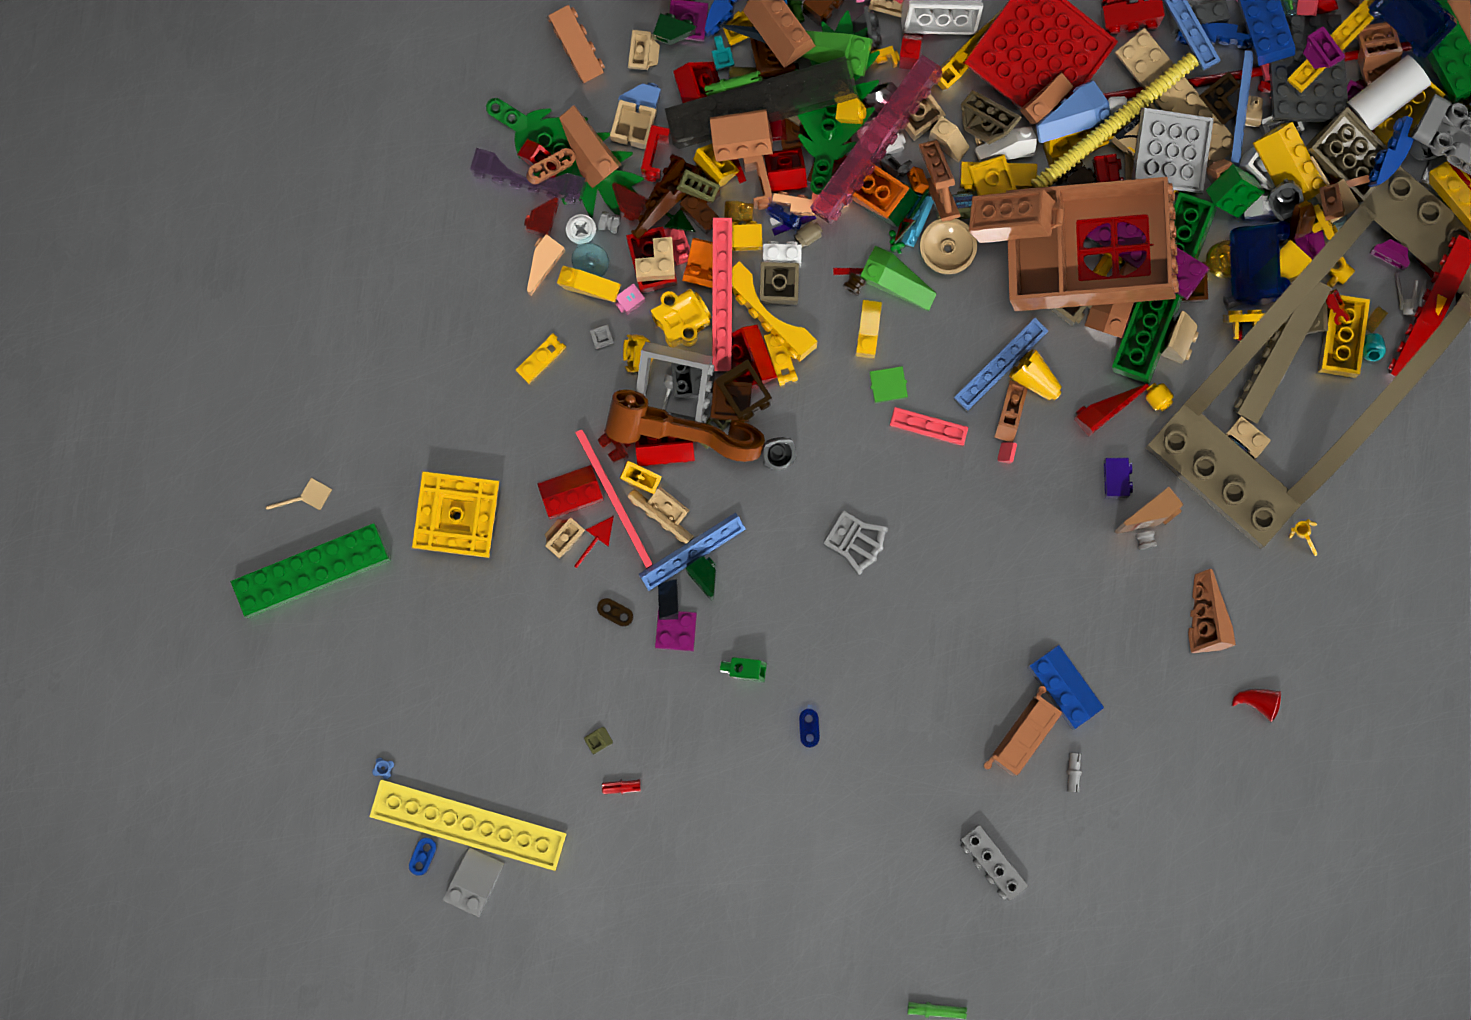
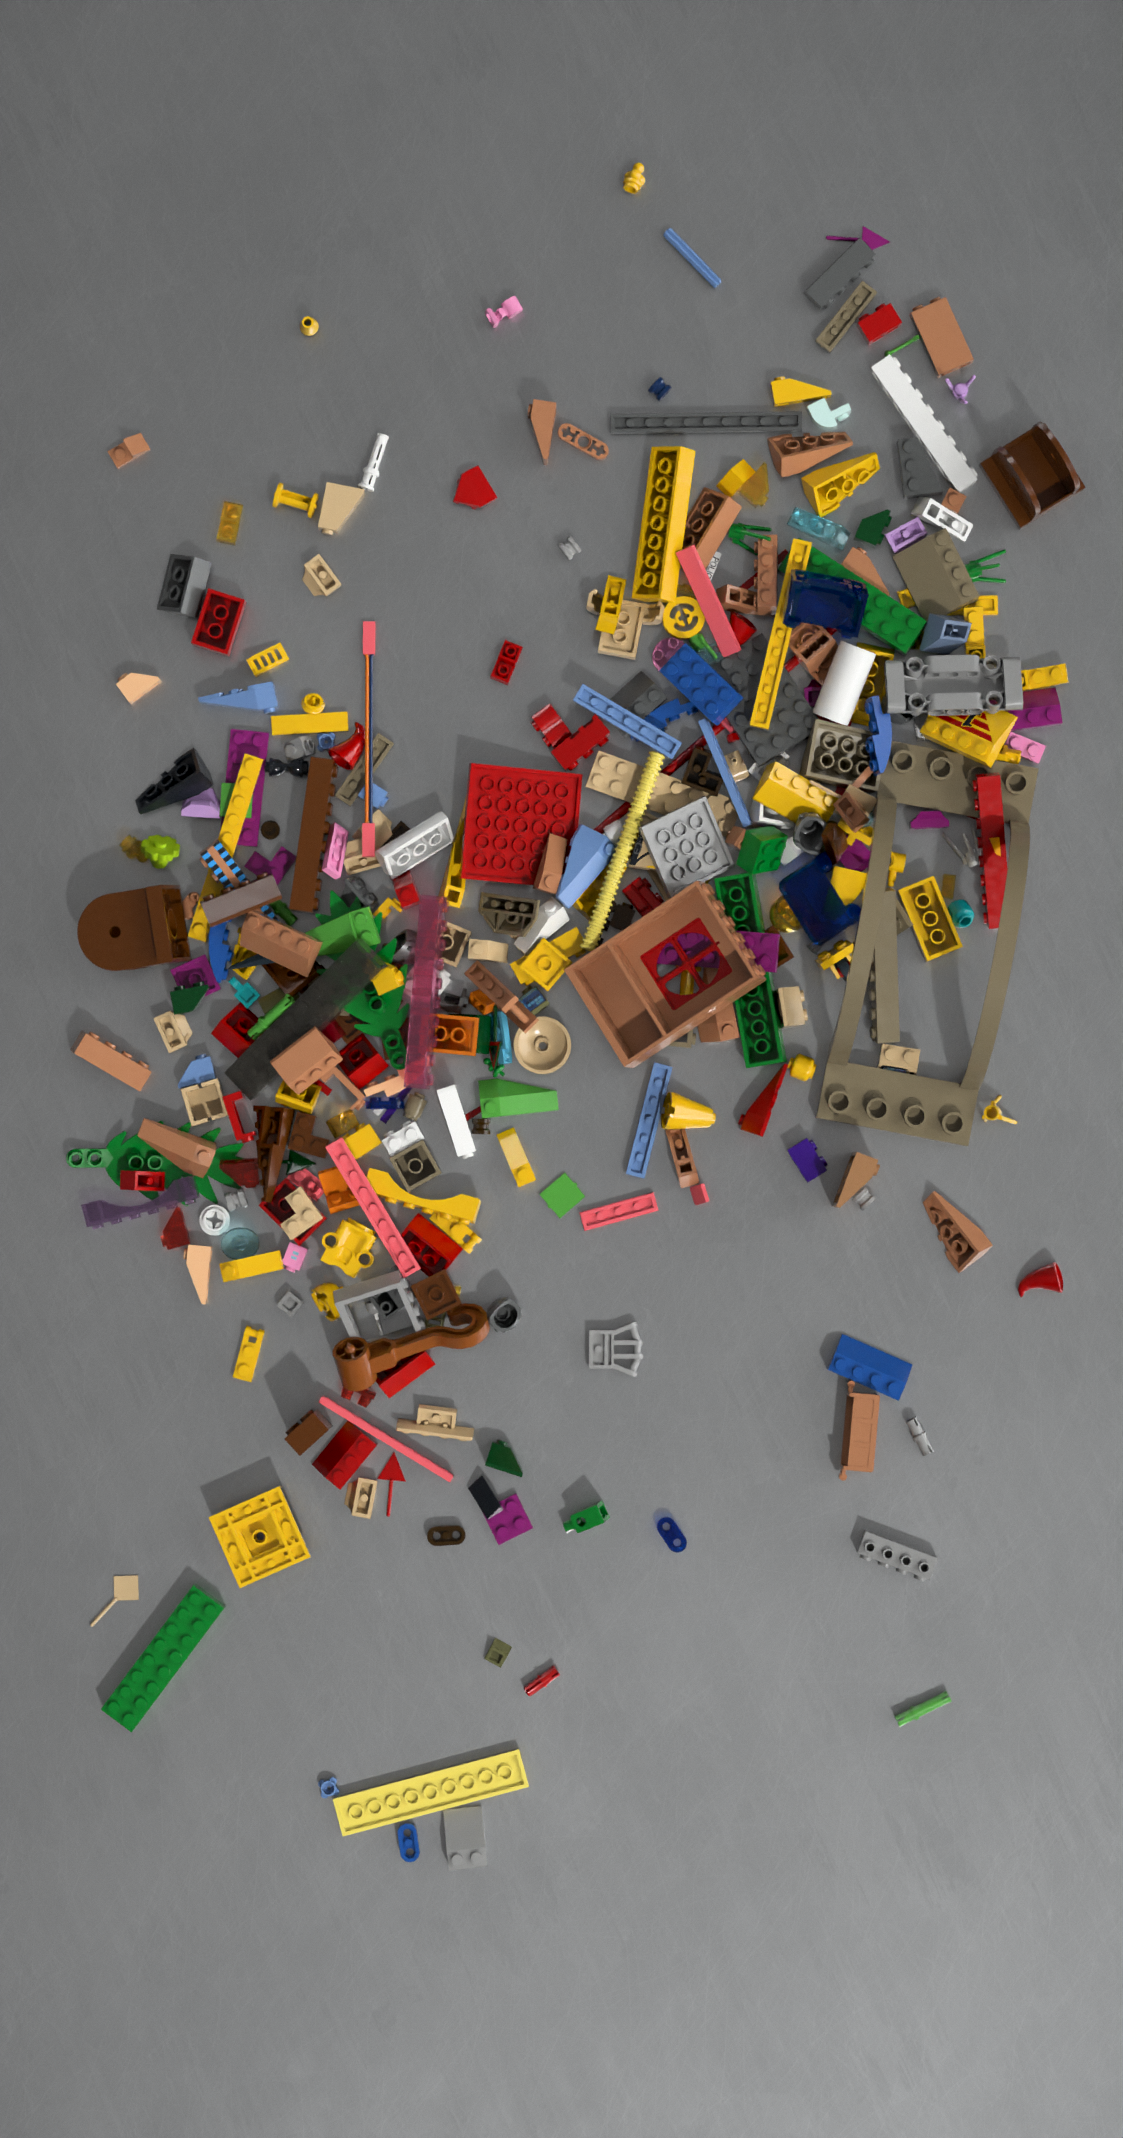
camera: 25 degrees left, 5 degrees up
(551, 449) = (304, 1435): none -> reddish brown brick
(555, 158) = (154, 1175): nougat beam -> none
(640, 477) = (397, 1407): yellow slope -> none
(692, 551) = (480, 1443): medium blue plate -> none
(695, 192) = (280, 1134): olive slope -> none
(733, 374) = (458, 1298): dark brown window -> none
(837, 266) = (456, 1121): none -> white slope
(1013, 216) = (584, 992): nougat container -> none
(1322, 49) = (765, 683): magenta slope -> none
(1336, 303) = (907, 899): red plate -> none

